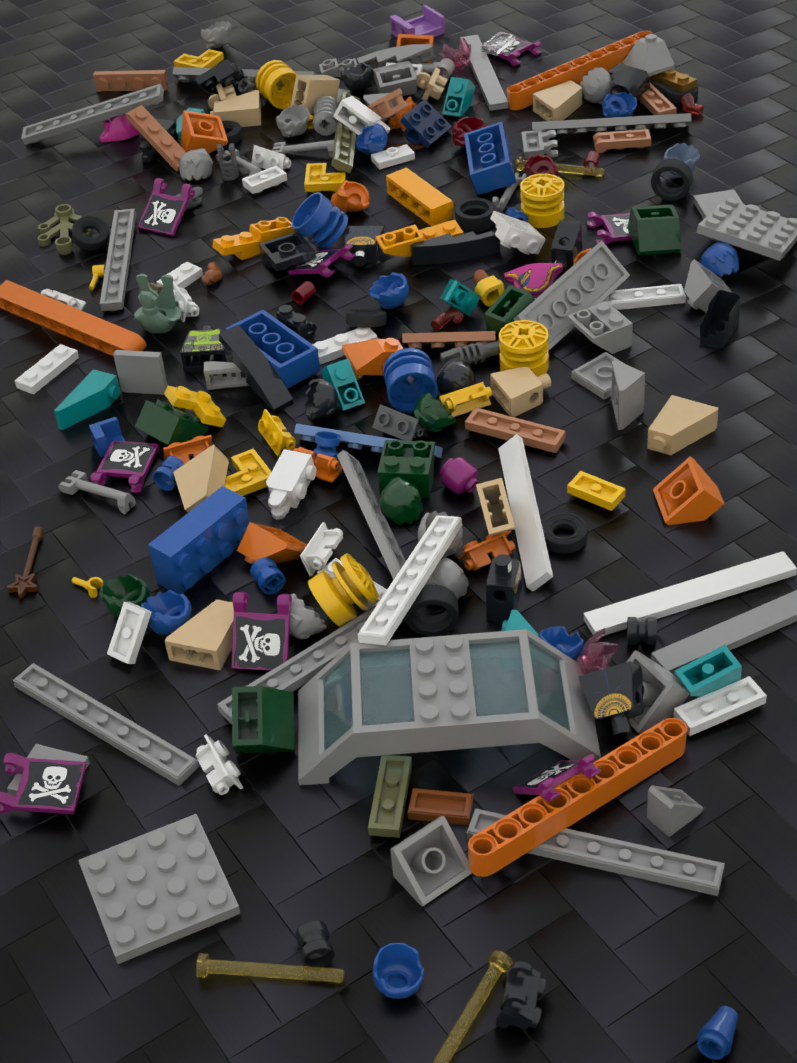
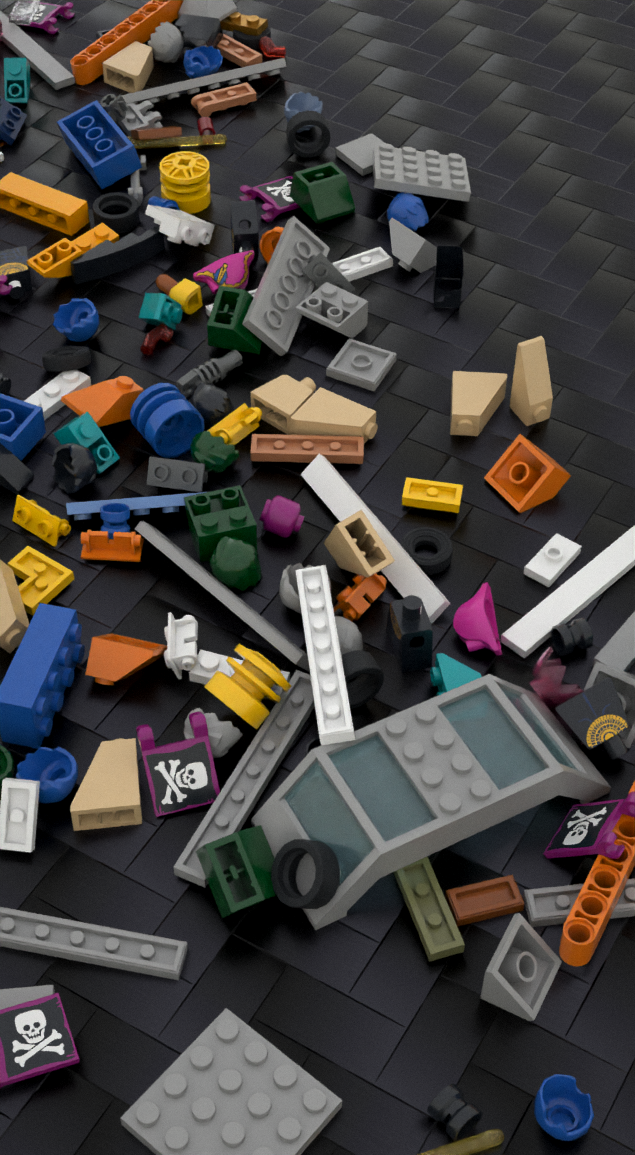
camera: 30 degrees left, 5 degrees up
(214, 756) = (228, 948): white hinge -> none
(267, 575) = (139, 695): blue wheel -> none
(289, 481) = (96, 574): white hinge -> none
(303, 736) = (326, 874): none -> black tyre
(440, 339) = (164, 365): nougat plate -> none
(464, 126) = (49, 114): dark red hair -> none
(518, 131) = (114, 107): none -> dark grey gear
(524, 345) = (267, 353): yellow wheel -> none
(540, 165) = (159, 145): dark red hair -> none
(549, 408) = (333, 416): none -> tan slope
(557, 158) = (155, 133): none -> dark orange tile
(563, 641) = (512, 672): blue hair -> none
(570, 597) = (477, 622): none -> dark pink hat
(608, 291) = (322, 270): none -> dark grey hinge
(626, 393) = (403, 379): light grey slope -> none
(668, 568) = (552, 560): none -> white plate
(731, 417) = (531, 384): none -> tan slope

